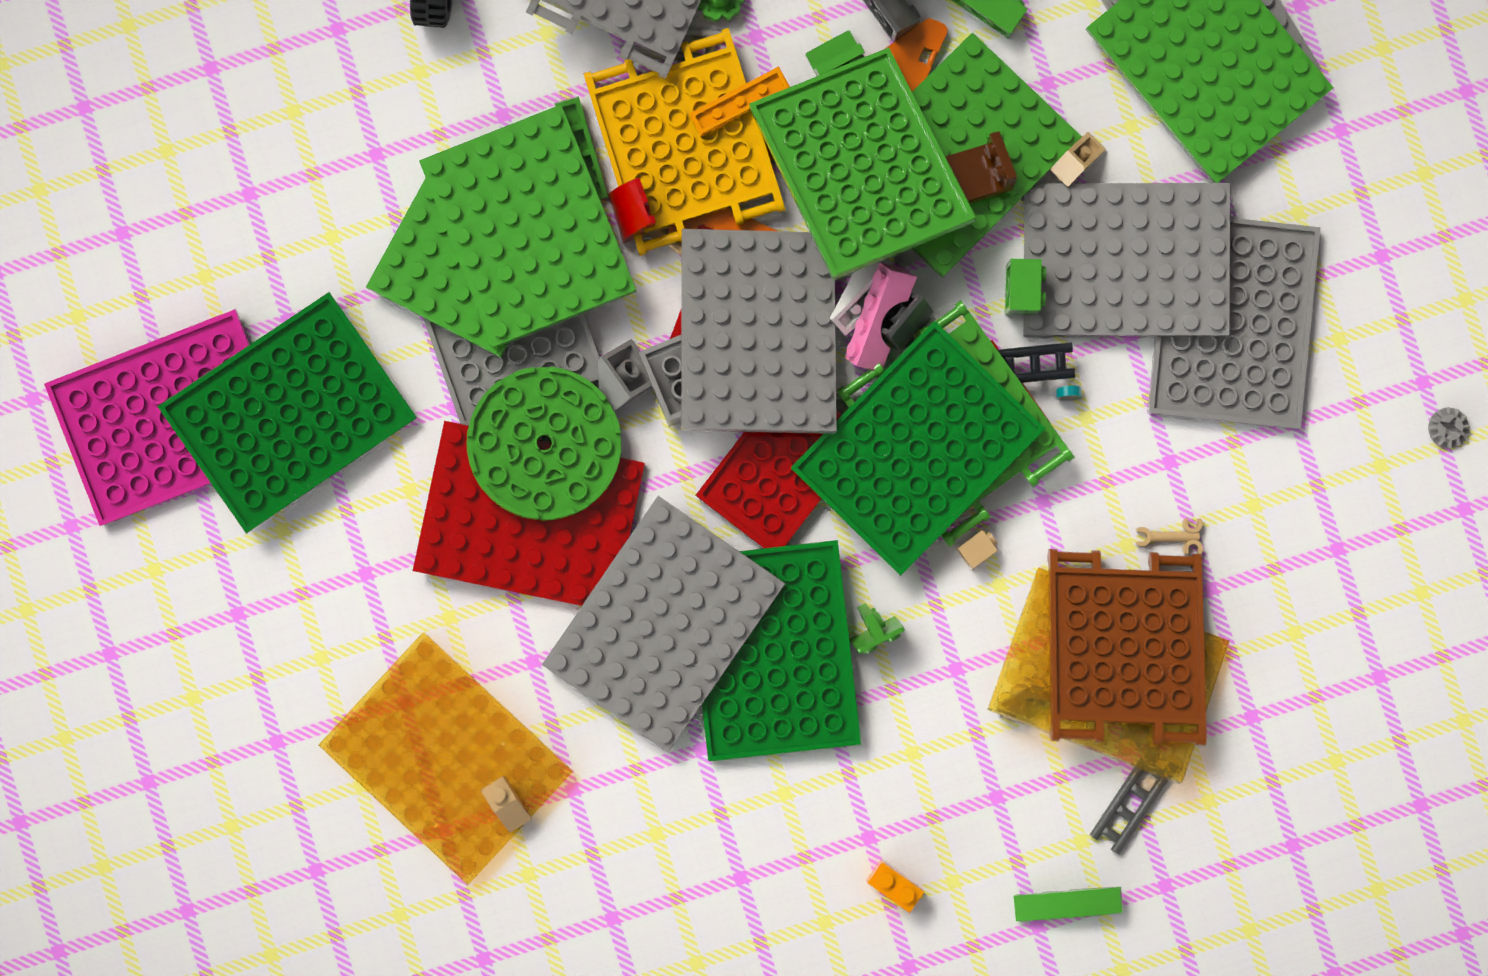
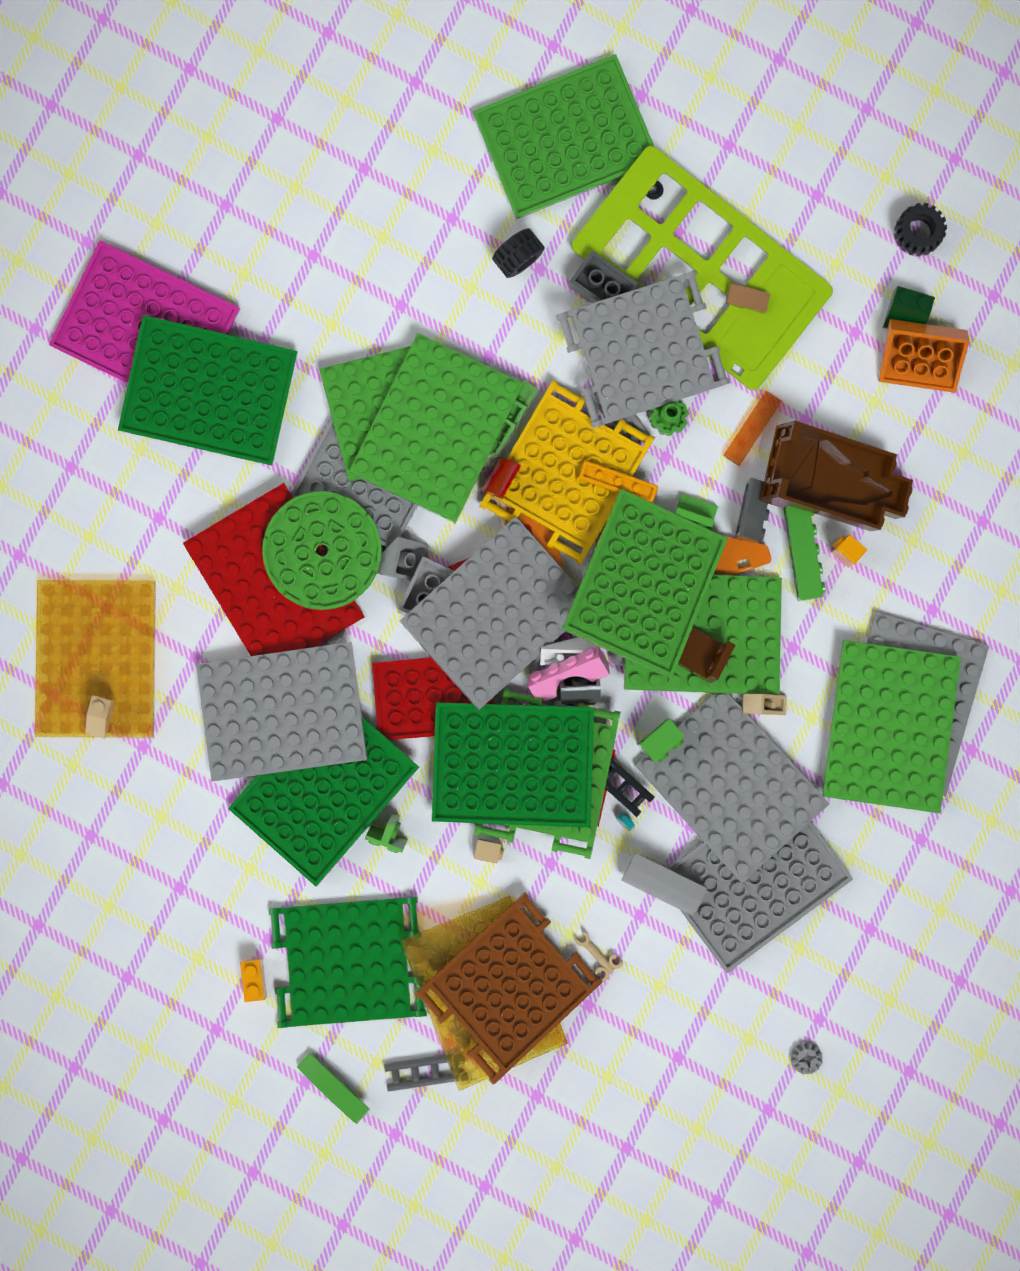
camera: 50 degrees right, 0 degrees up
(959, 781) = (346, 962): none -> green plate
(1162, 409) = (664, 884): none -> light grey brick

